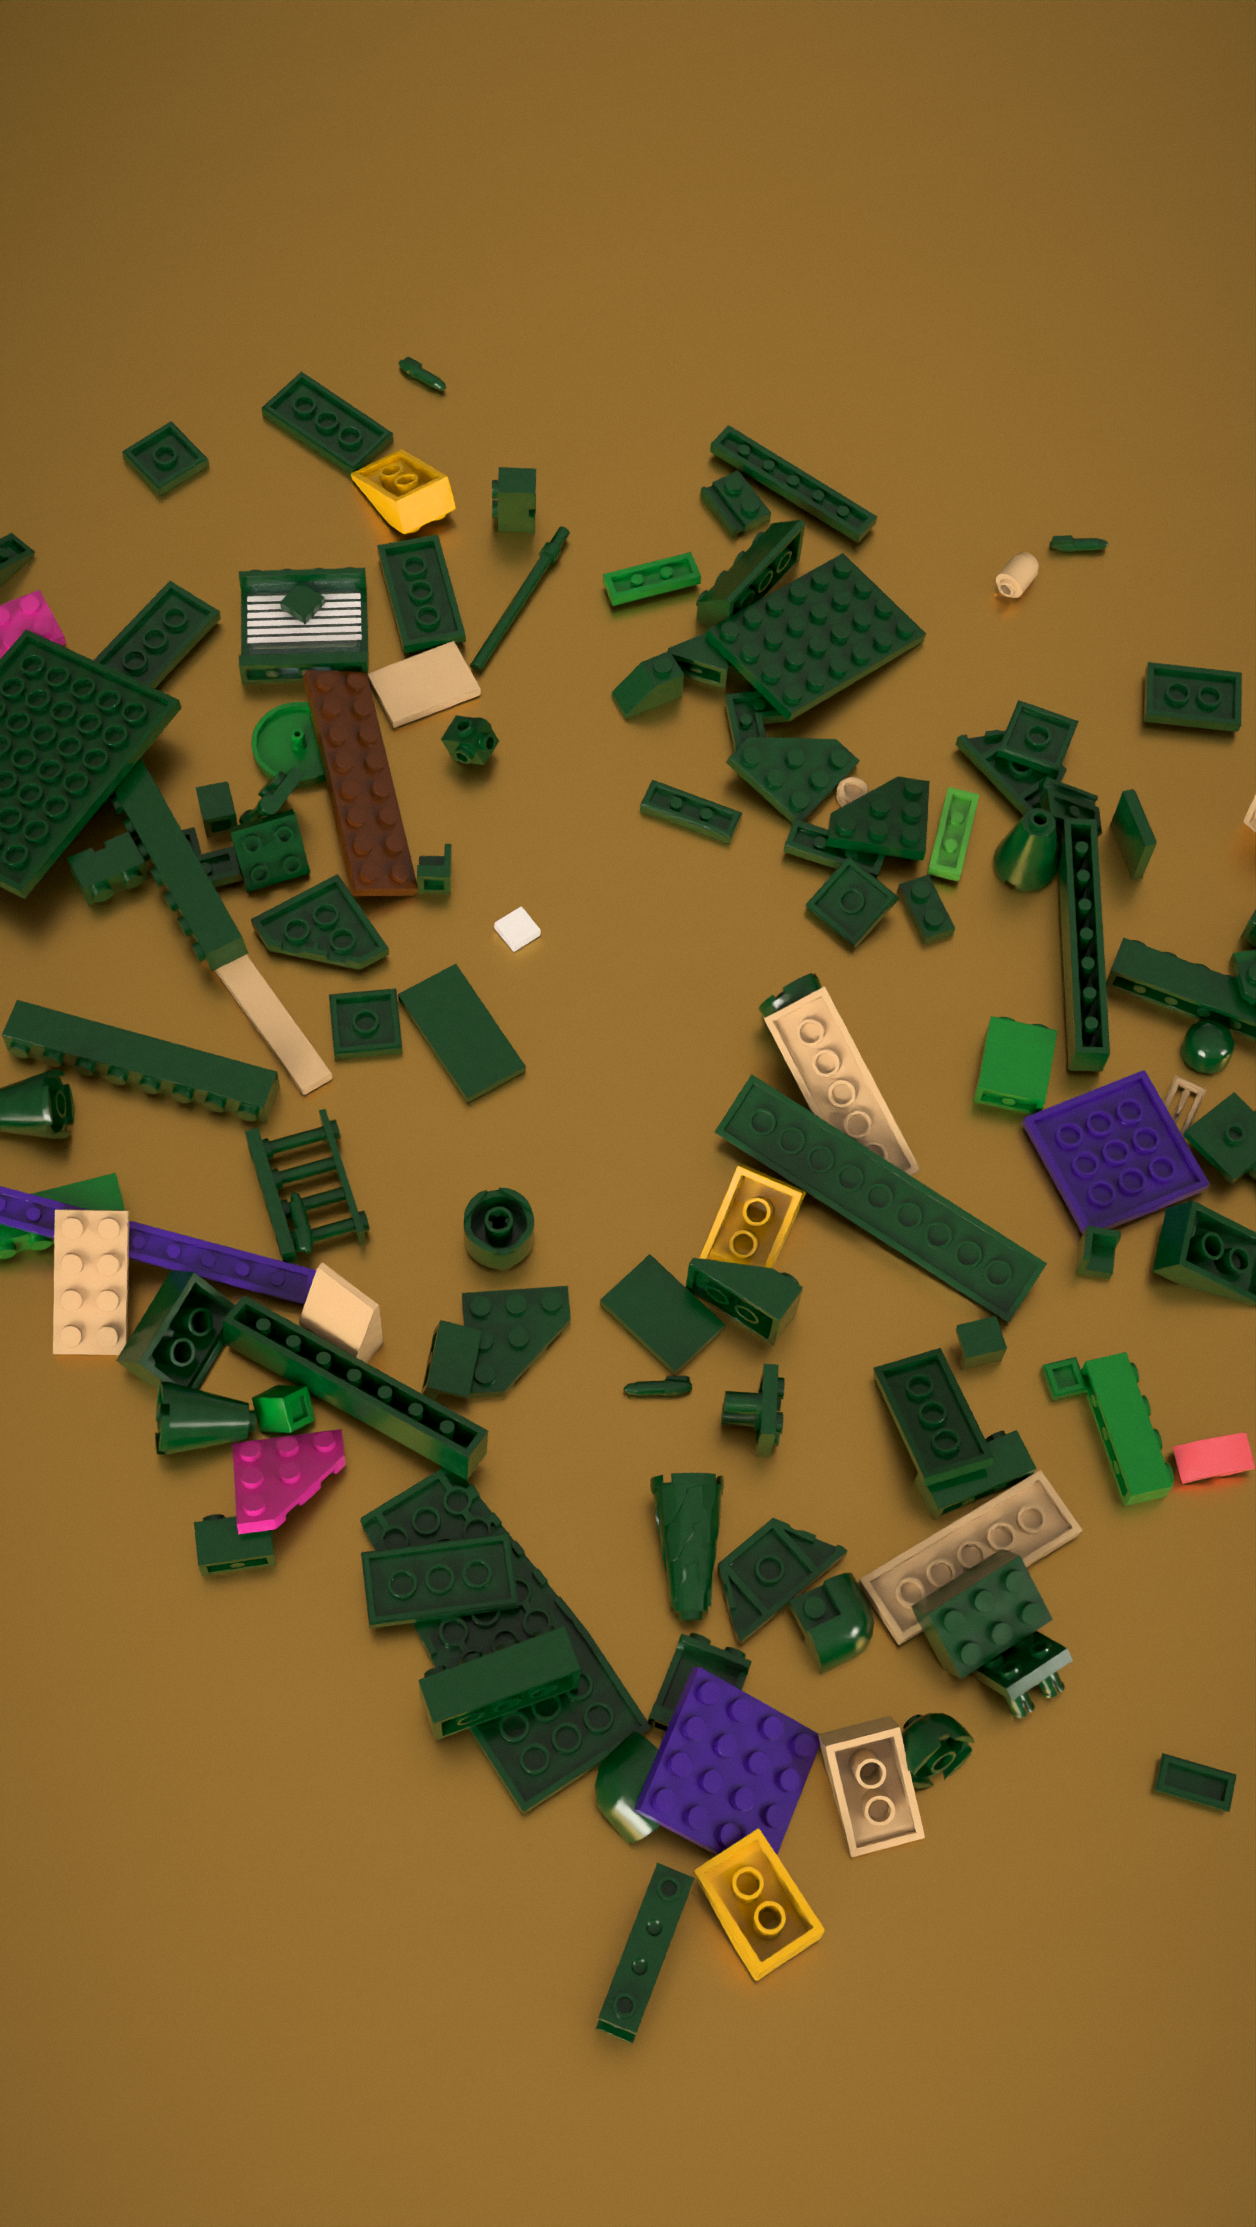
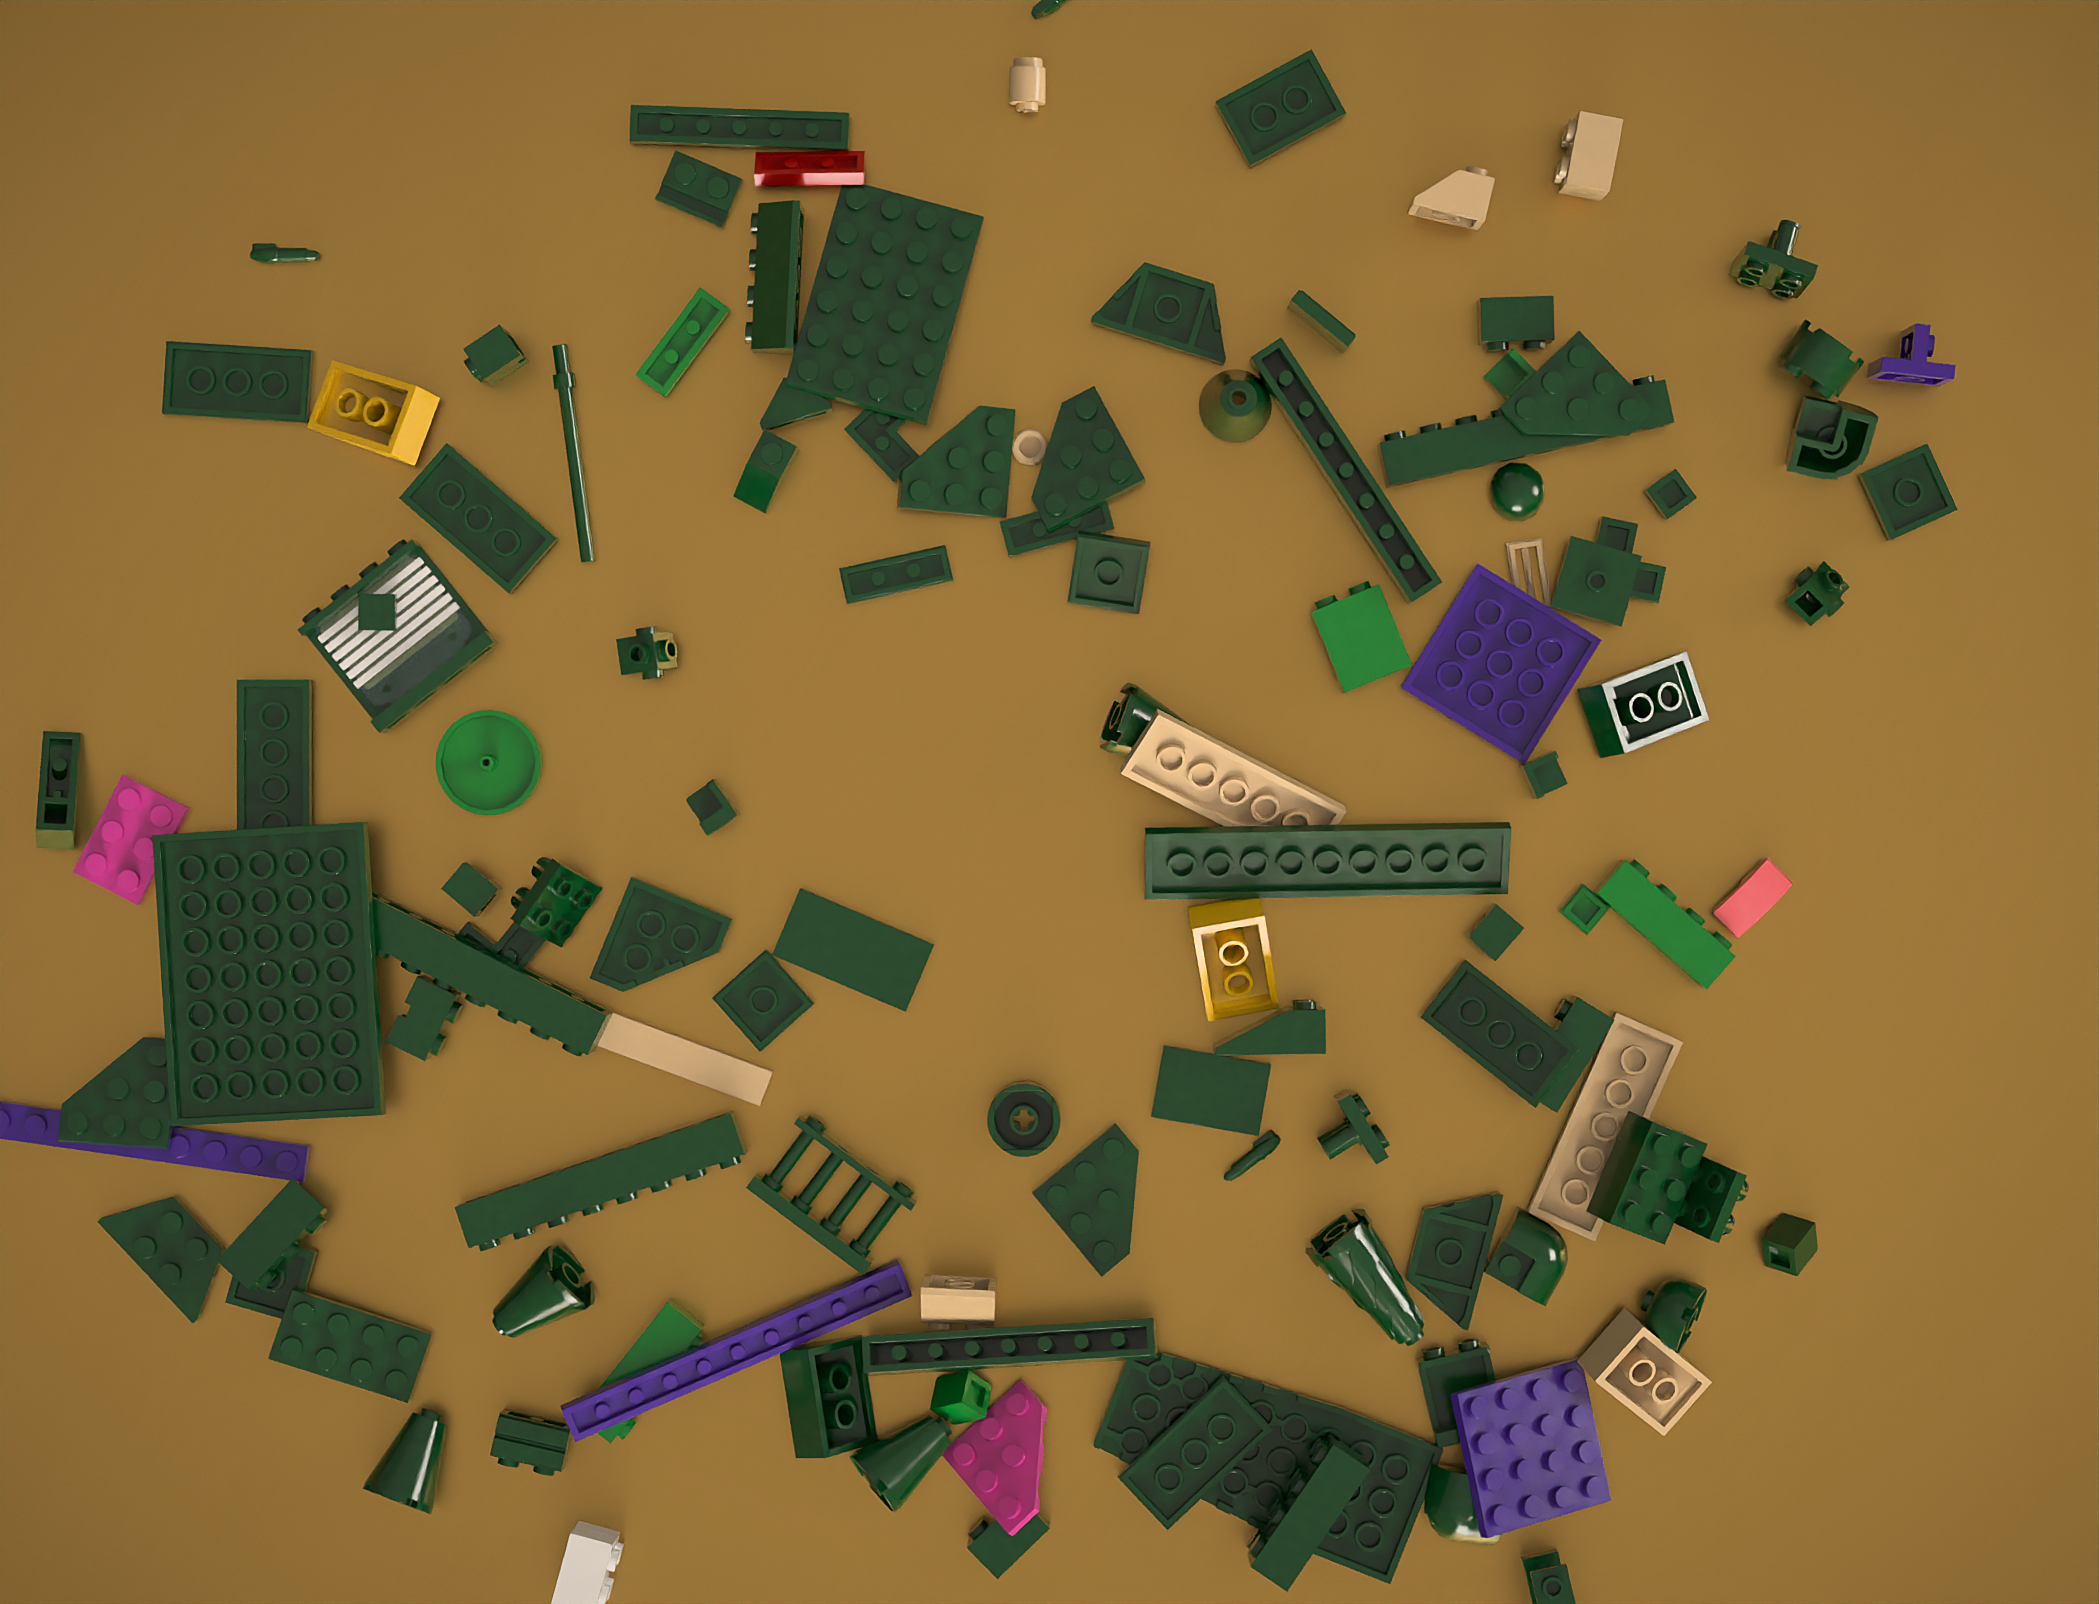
camera: 25 degrees left, 25 degrees up
(90, 1281) = (725, 1411): tan plate -> none
(165, 458) = (115, 537): dark green tile -> none
(273, 795) = (518, 838): dark green plate -> none
(302, 1233) = (864, 1241): dark green piece -> none
(360, 784) = (577, 767): reddish brown plate -> none
(423, 684) = (554, 615): tan tile -> none
(451, 1360) = (1069, 1262): dark green panel -> none
(517, 929) = (827, 811): white tile -> none
(758, 1904) = (1621, 1532): yellow slope -> none
(826, 535) = (809, 168): none -> red plate
(926, 909) = (1177, 525): dark green plate -> none
(953, 834) = (1152, 429): bright green plate -> none
(1037, 738) = (1167, 271): dark green tile -> none
(1068, 802) = (1244, 328): dark green plate -> none
(1070, 1763) = (1790, 1244): none -> dark green panel
(1195, 1782) = (1897, 1189): dark green tile -> none

